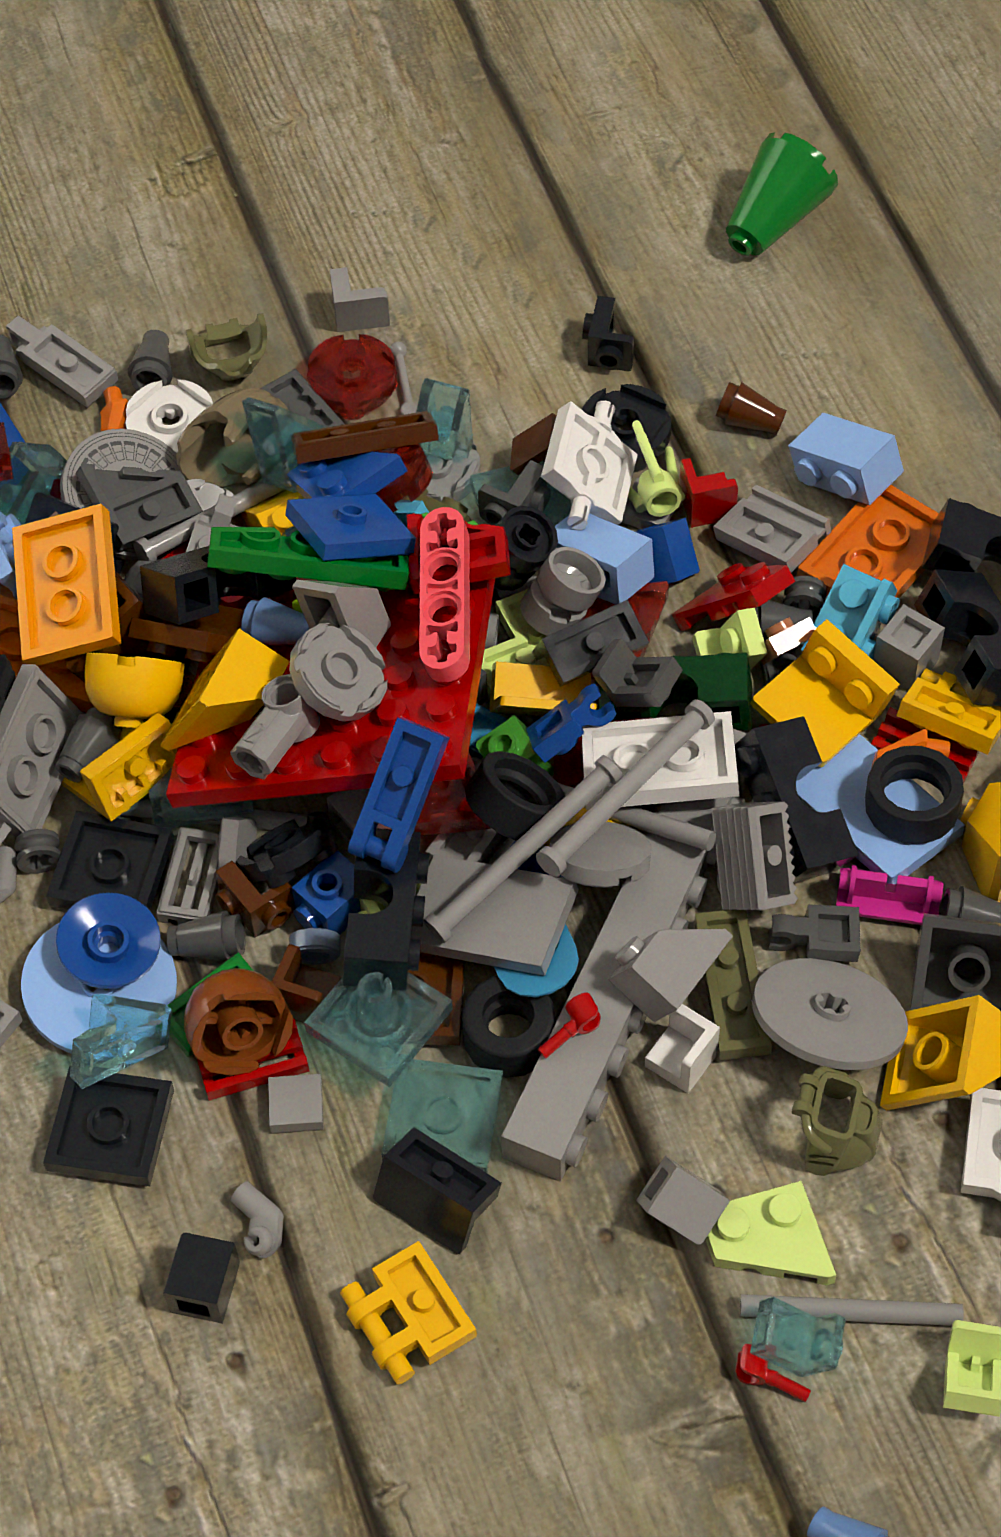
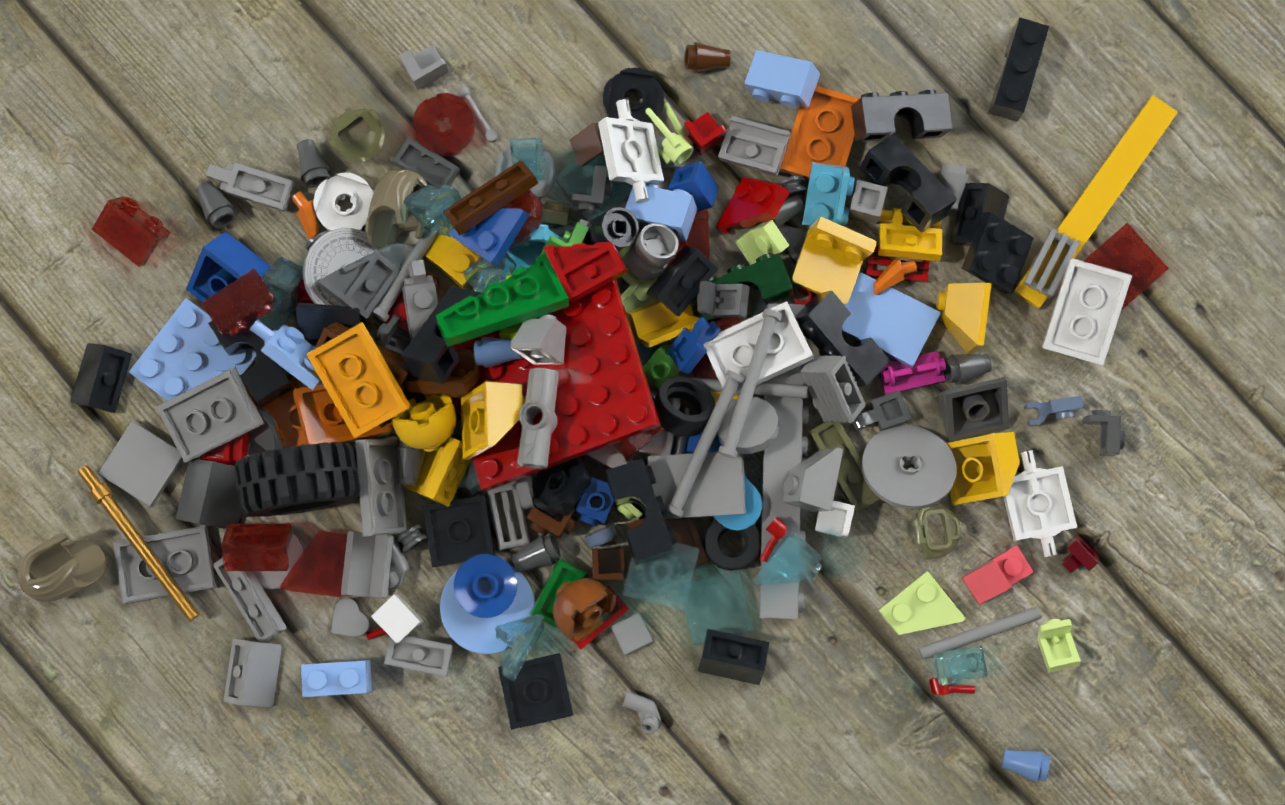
camera: 25 degrees left, 25 degrees up
(202, 1277) = (629, 759): black panel -> none
(338, 672) = (559, 388): light grey tile -> none
(350, 527) = (516, 276): blue plate -> none
(398, 793) = (628, 452): blue plate -> none
(422, 1302) = (753, 724): yellow plate -> none
(439, 594) = (593, 308): coral beam -> none
(576, 1064) = (789, 563): none -> clear light blue slope
(605, 347) = (587, 31): black bracket -> none
(682, 1200) = (869, 609): light grey panel -> none
(786, 637) = (796, 227): plate -> none
(914, 1231) = (997, 575): none -> coral slope
(920, 764) = (916, 286): black tyre -> none

